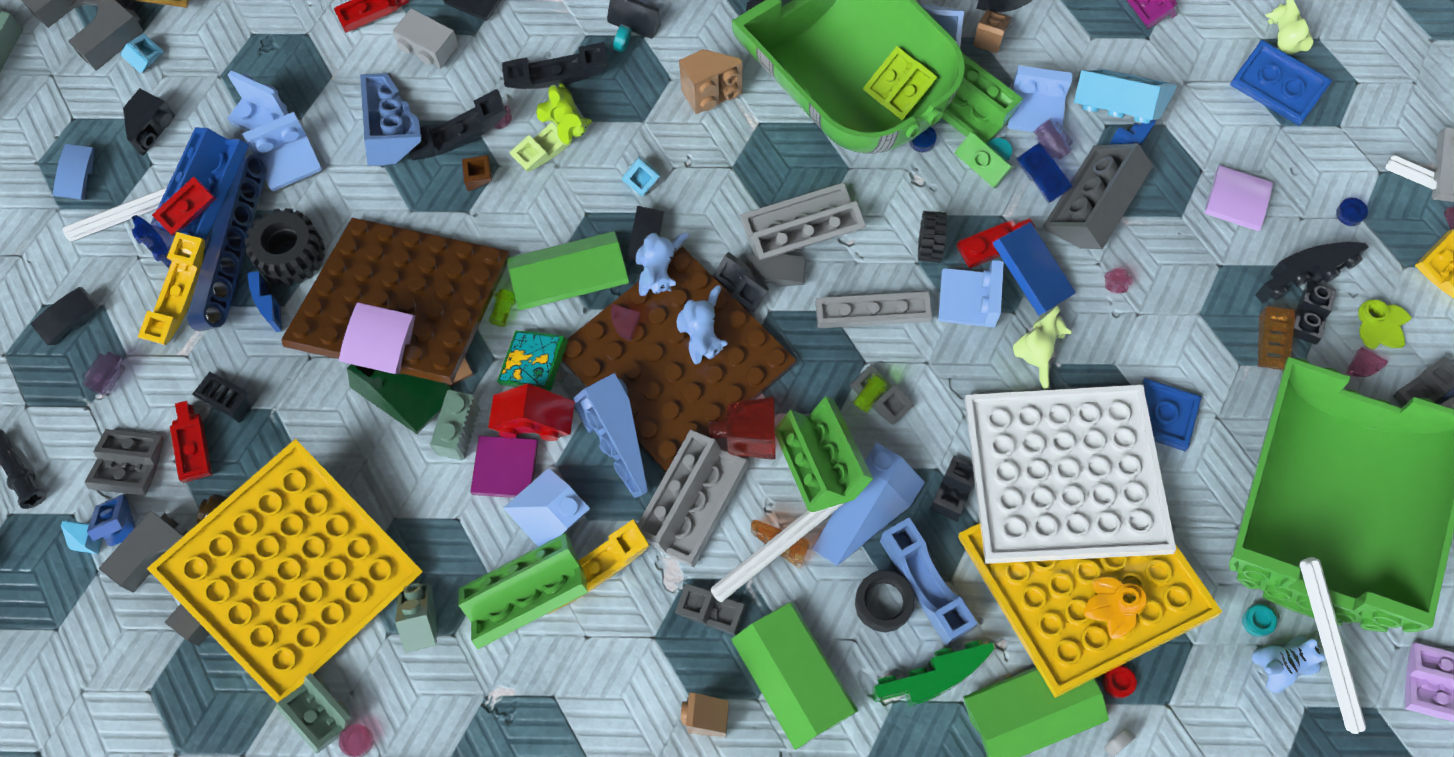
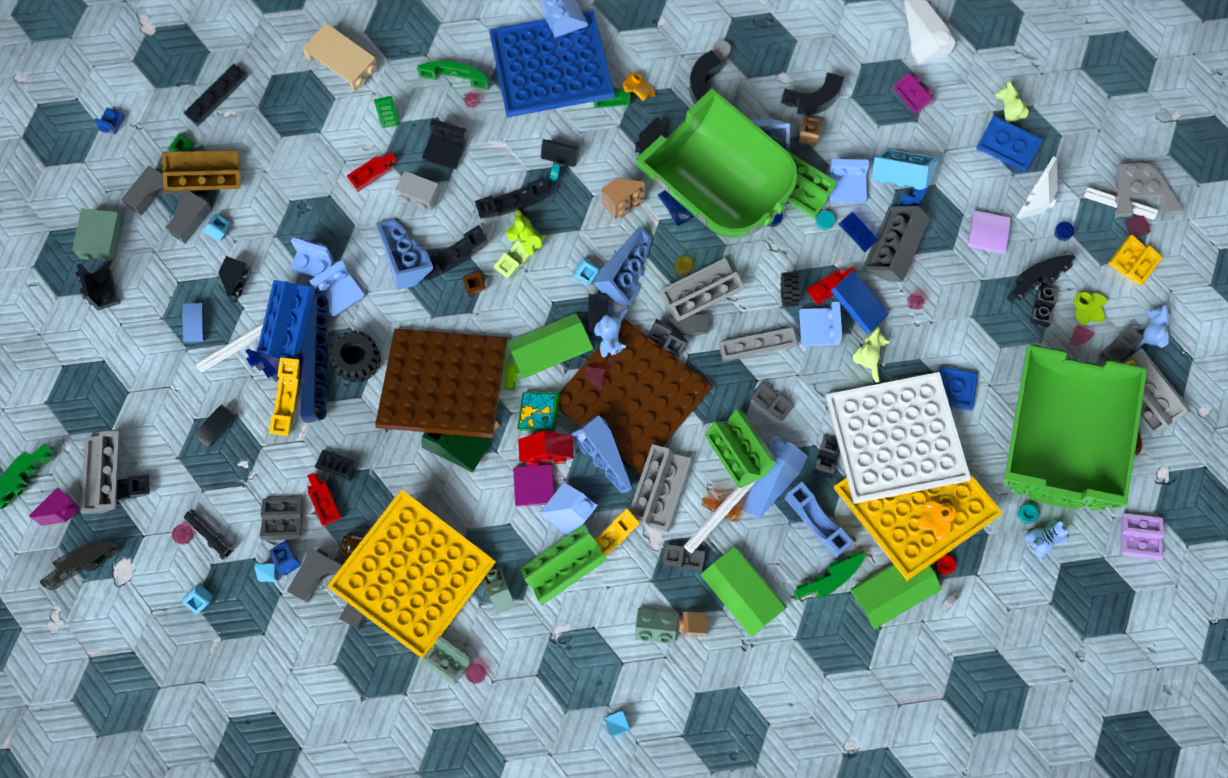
camera: 10 degrees left, 5 degrees up
(104, 373) = (252, 461): clear purple brick -> none
(184, 206) = (282, 339): red plate -> none
(264, 302) = (352, 399): blue slope -> none
(377, 338) = (440, 414): lavender slope -> none
(455, 425) = (496, 462): sand green brick -> none
(648, 709) = (656, 626): none -> sand green bracket
(693, 183) = (621, 273): none -> medium blue wedge
(698, 322) = (646, 371): light blue animal -> none
(748, 428) = (689, 437): clear red torso -> none
(782, 187) = (683, 266): none -> clear yellow tile
(784, 108) = (675, 209): none -> clear blue slope
(870, 393) = (764, 402): clear neon green pin -> none
(896, 581) = (800, 523): black tyre -> none
(900, 83) = (753, 182): lime slope -> none
(984, 159) = (816, 228): plate -> none
(1053, 138) = (861, 207): clear purple brick -> none
(1277, 320) = (1014, 313): clear orange slope -> none
(1328, 148) = (1042, 192): none -> white wedge
(1333, 644) = (1071, 523): white axle -> none

